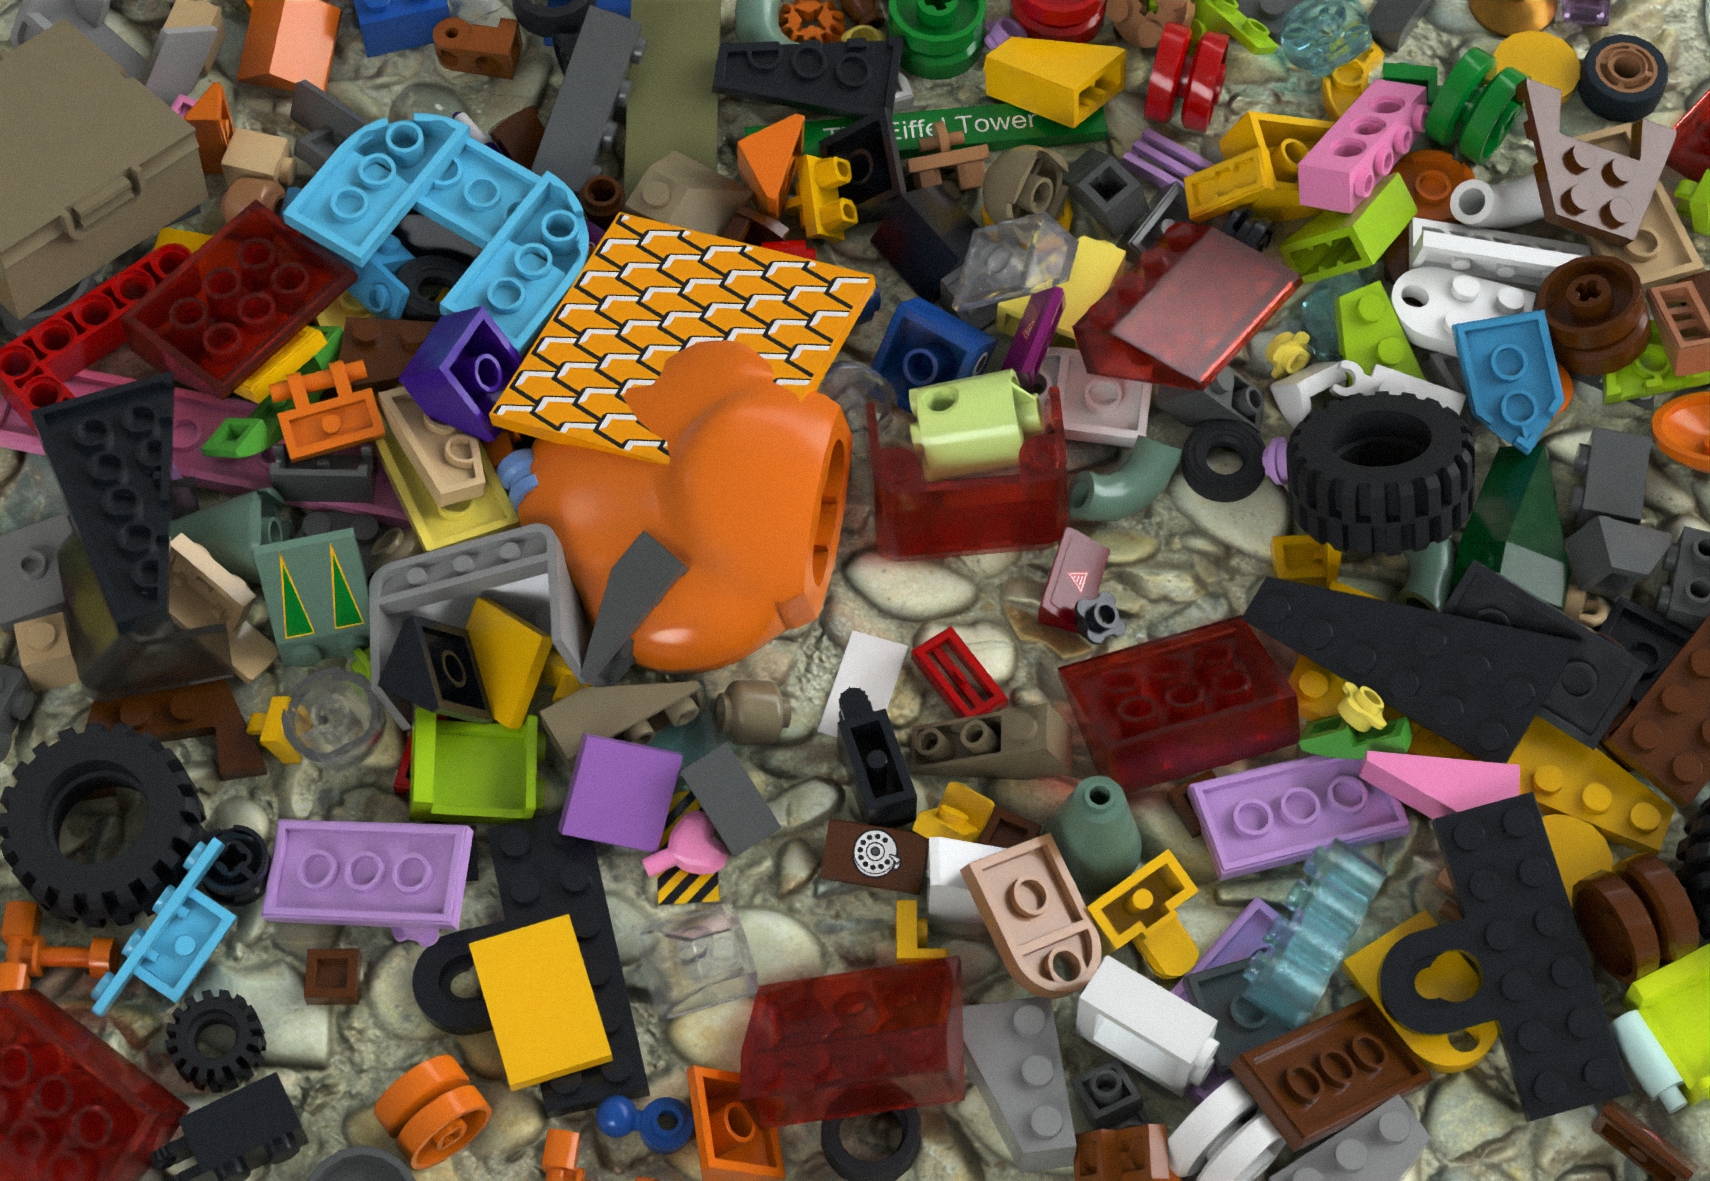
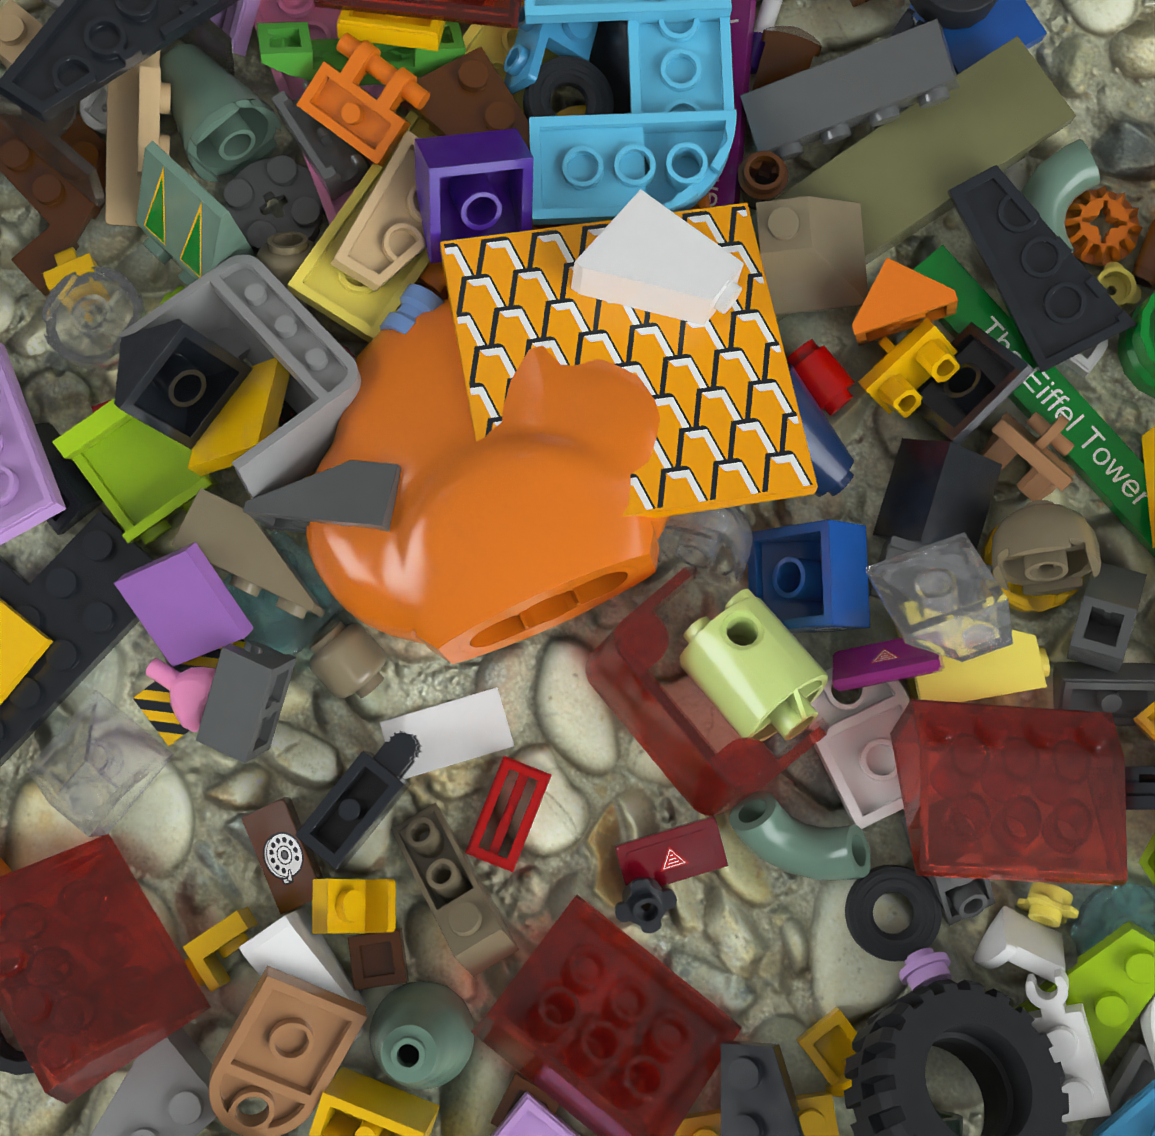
camera: 60 degrees right, 20 degrees up
(629, 277) = (658, 265): none -> white slope
(754, 227) = (820, 322): reddish brown tile -> none

